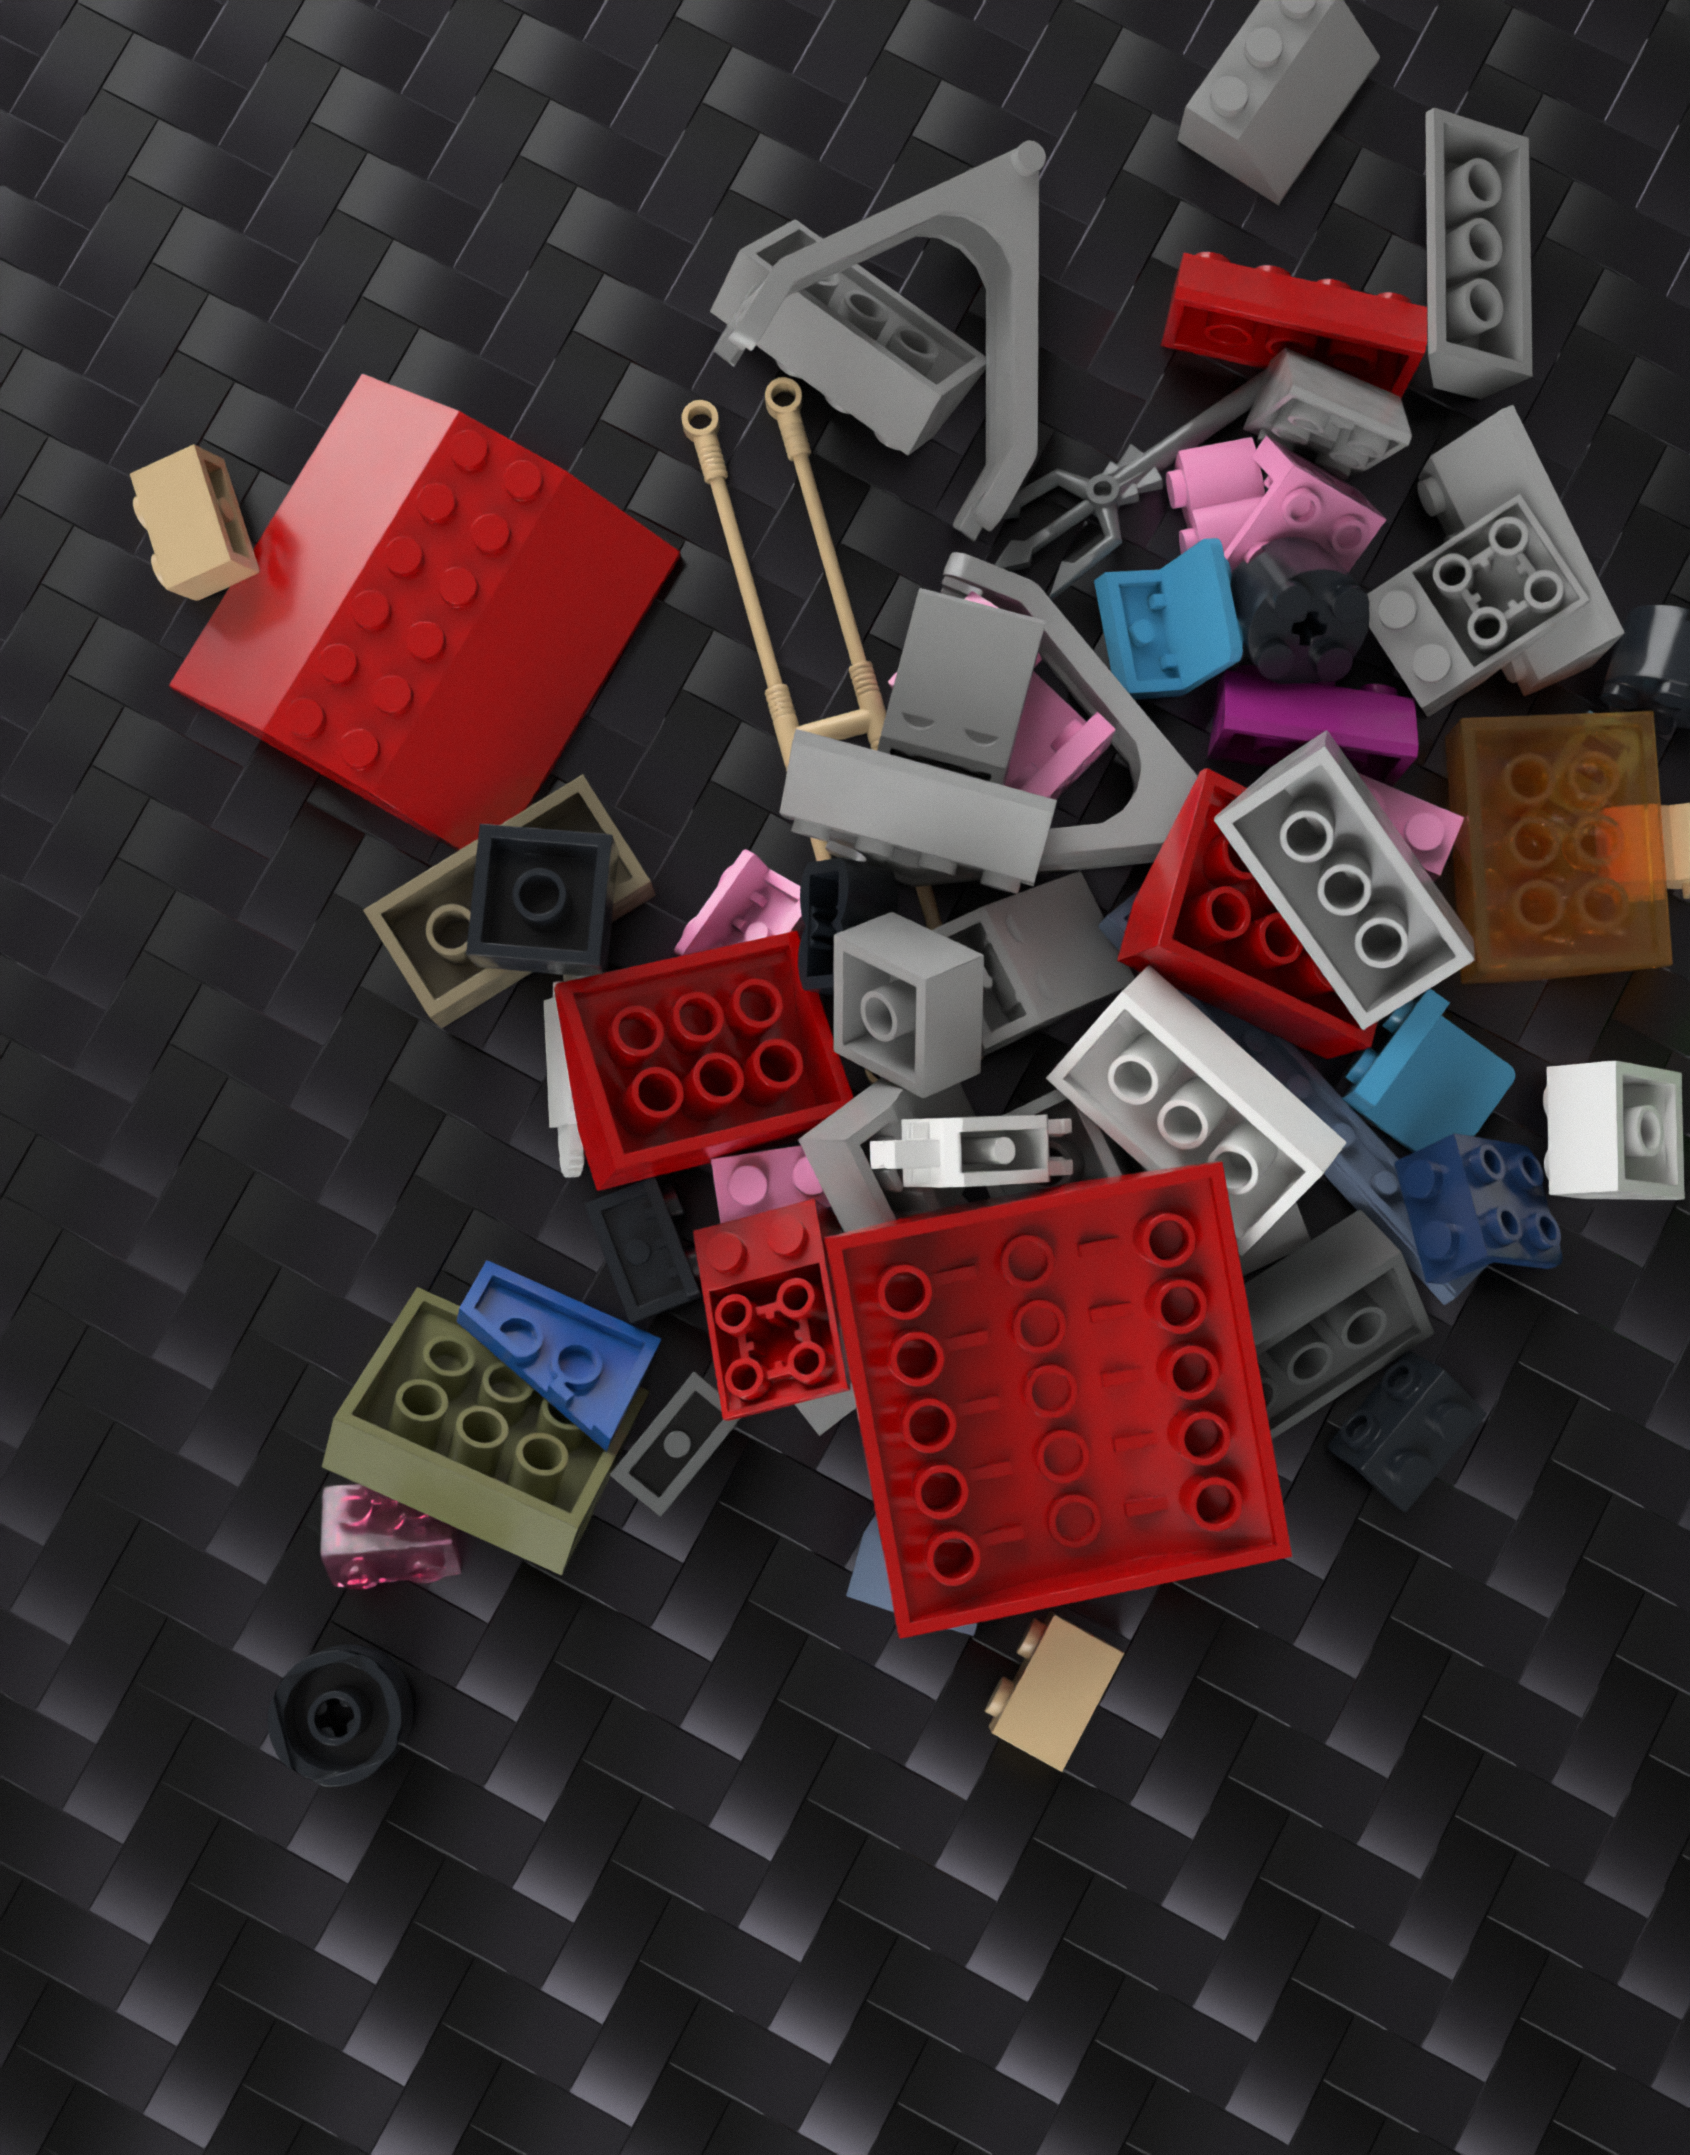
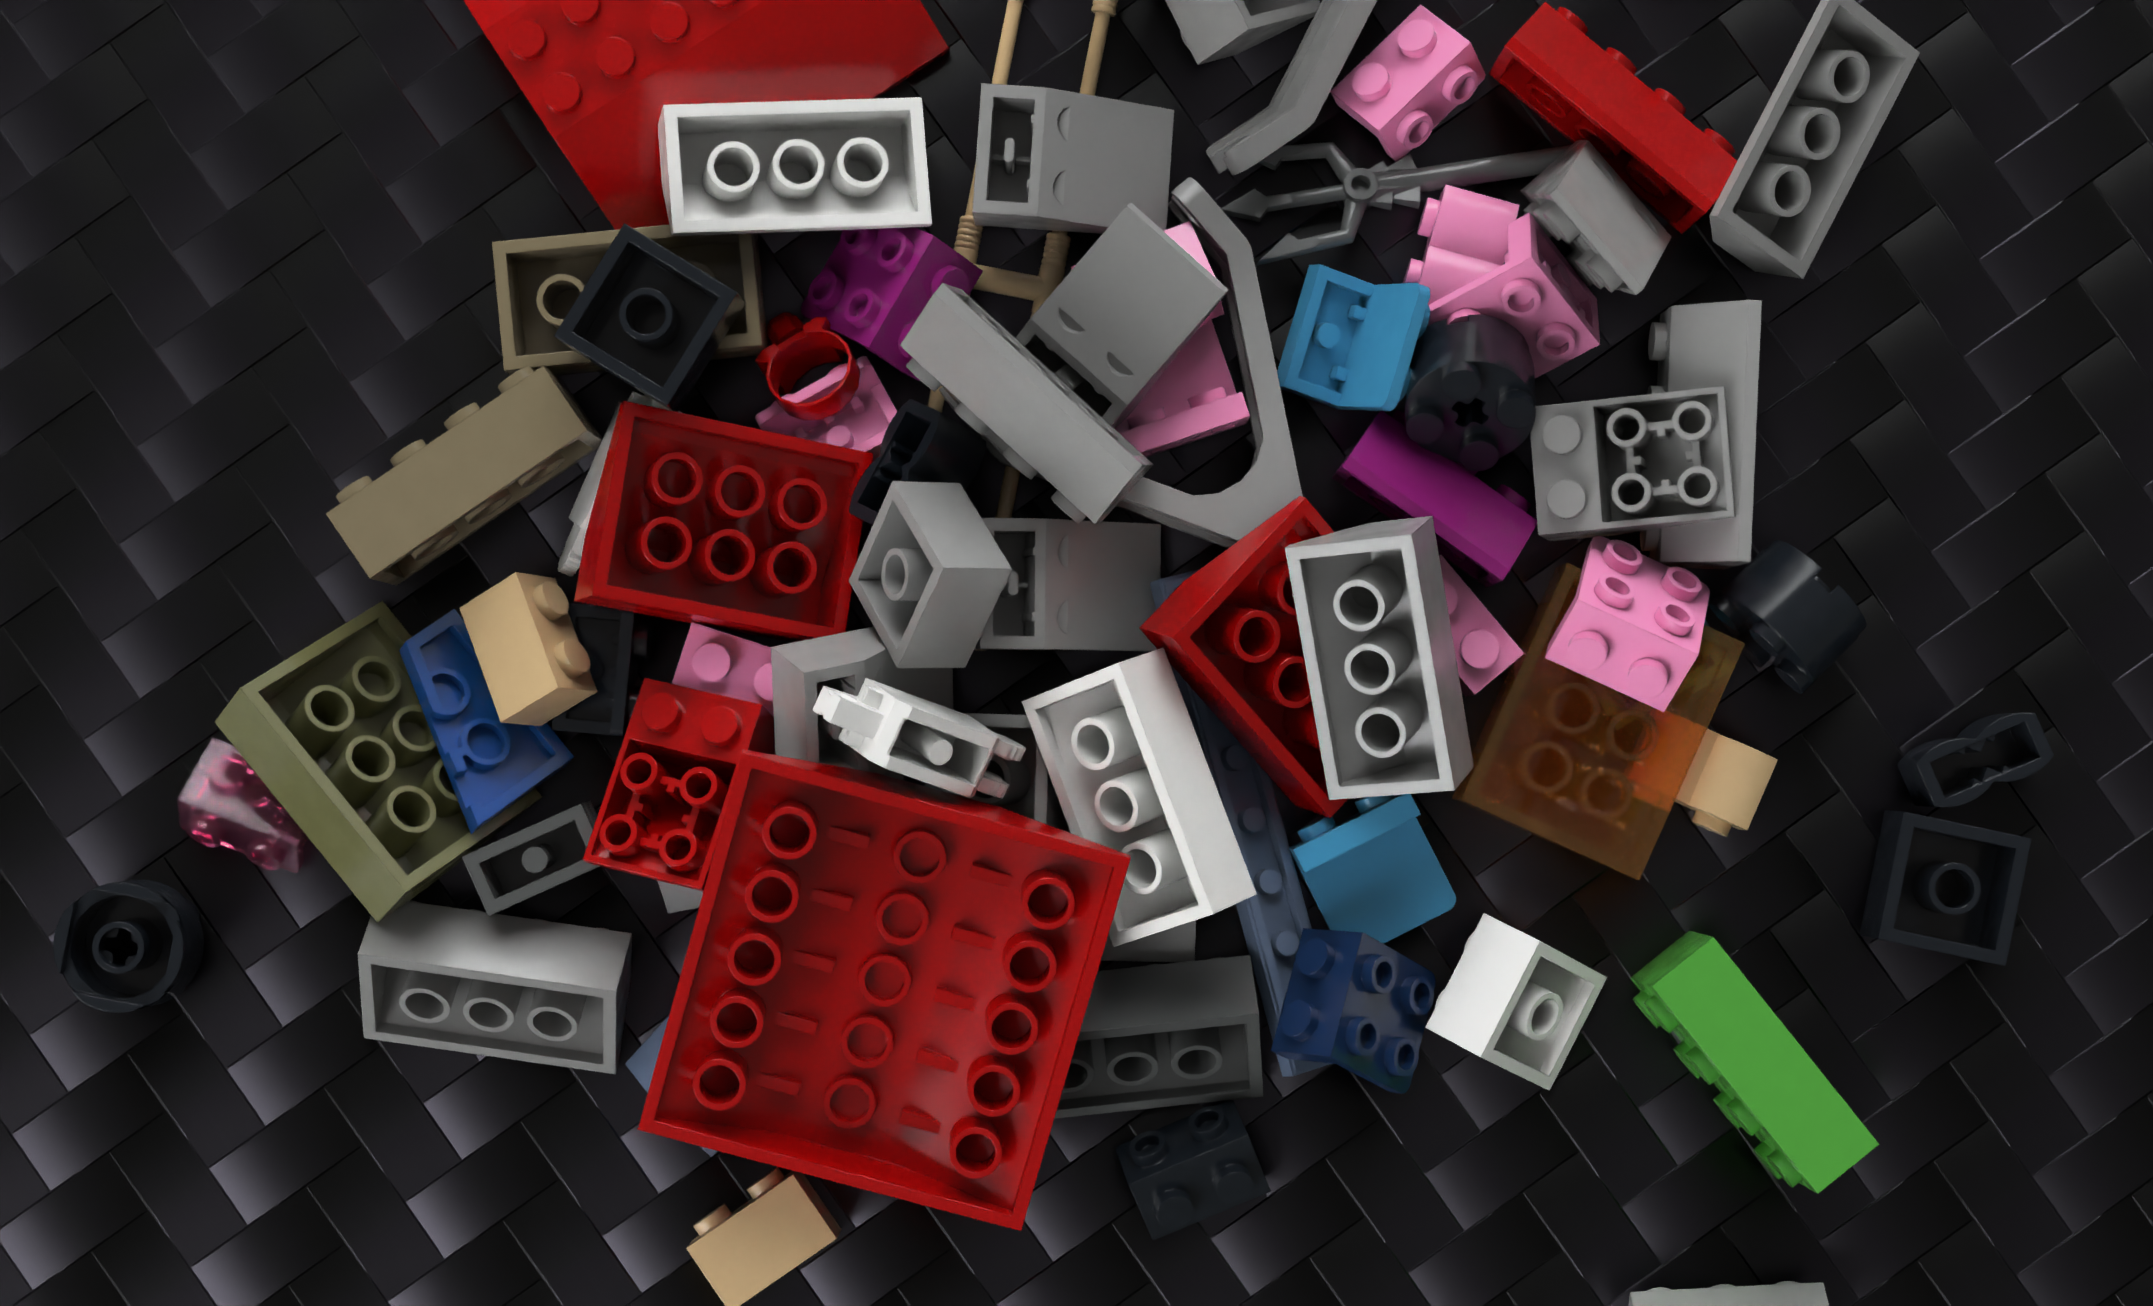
camera: 25 degrees right, 5 degrees up
(441, 1130) = (464, 476): none -> dark tan brick
(574, 1259) = (528, 649): none -> tan brick
(598, 710) = (794, 166): none -> white slope
(681, 876) = (797, 350): none -> red piece
(695, 1583) = (496, 986): none -> light grey slope
(730, 781) = (882, 283): none -> magenta bracket
(835, 590) = (1068, 159): none -> light grey slope
(1099, 382) = (1410, 82): none -> bright pink bracket
(1548, 742) = (1632, 623): none -> bright pink bracket

